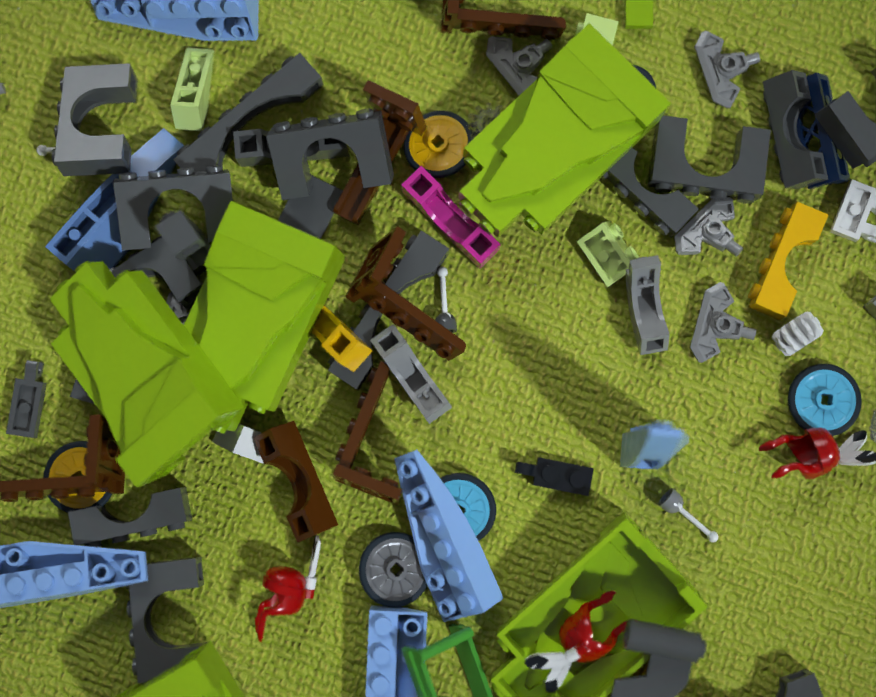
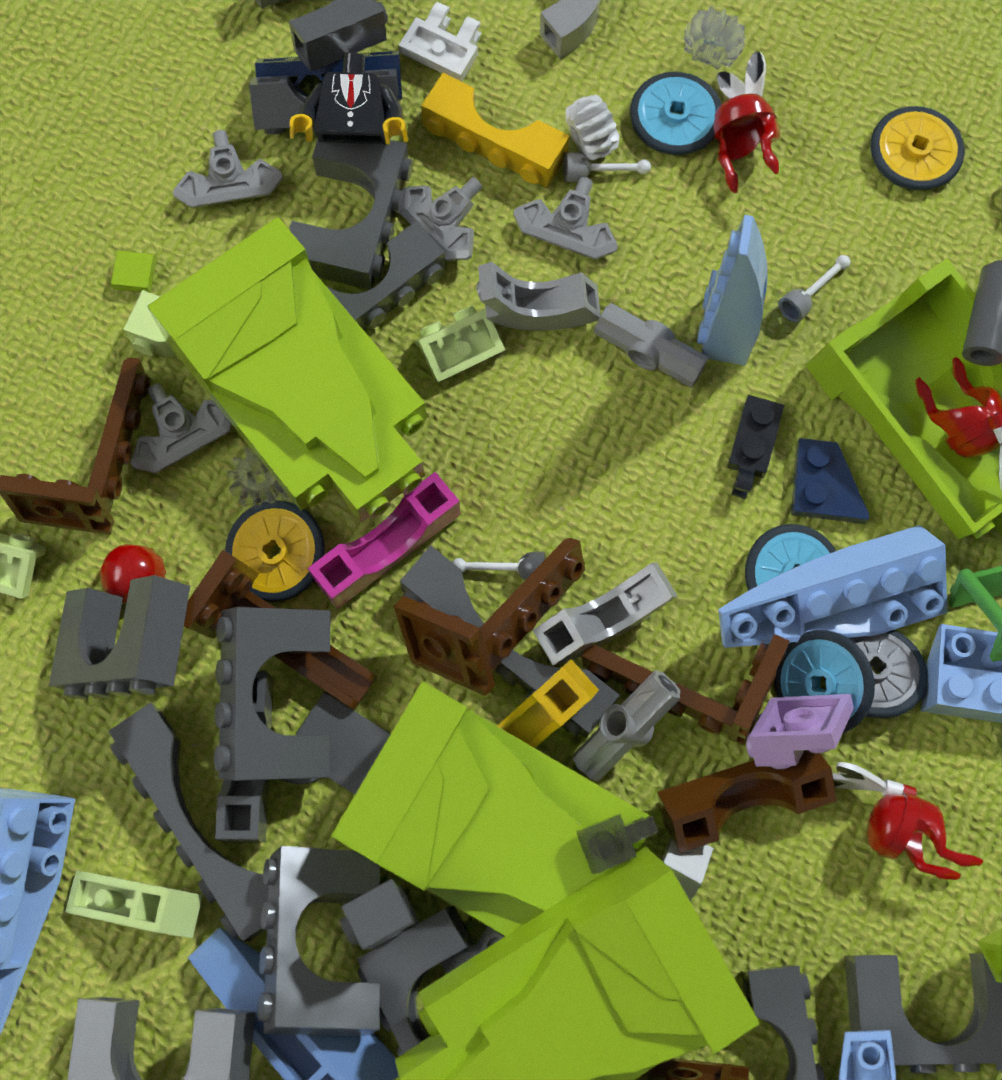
camera: 90 degrees left, 10 degrees down
(244, 382) = (611, 841): none -> clear smoke plate
(334, 395) = (627, 725): none -> light grey piece
(342, 512) = (798, 725): none -> lavender plate
(355, 47) = (145, 652): none -> dark grey arch
(375, 547) = (837, 660): none -> medium azure wheel
(413, 51) = (129, 563): none -> red hair
(531, 529) = (824, 484): none -> dark blue wing
(624, 393) = (650, 345): none -> light grey piece
(766, 327) = (577, 166): none -> hinge
(779, 147) = (350, 108): none -> torso
(836, 600) = (908, 165): none -> yellow wheel

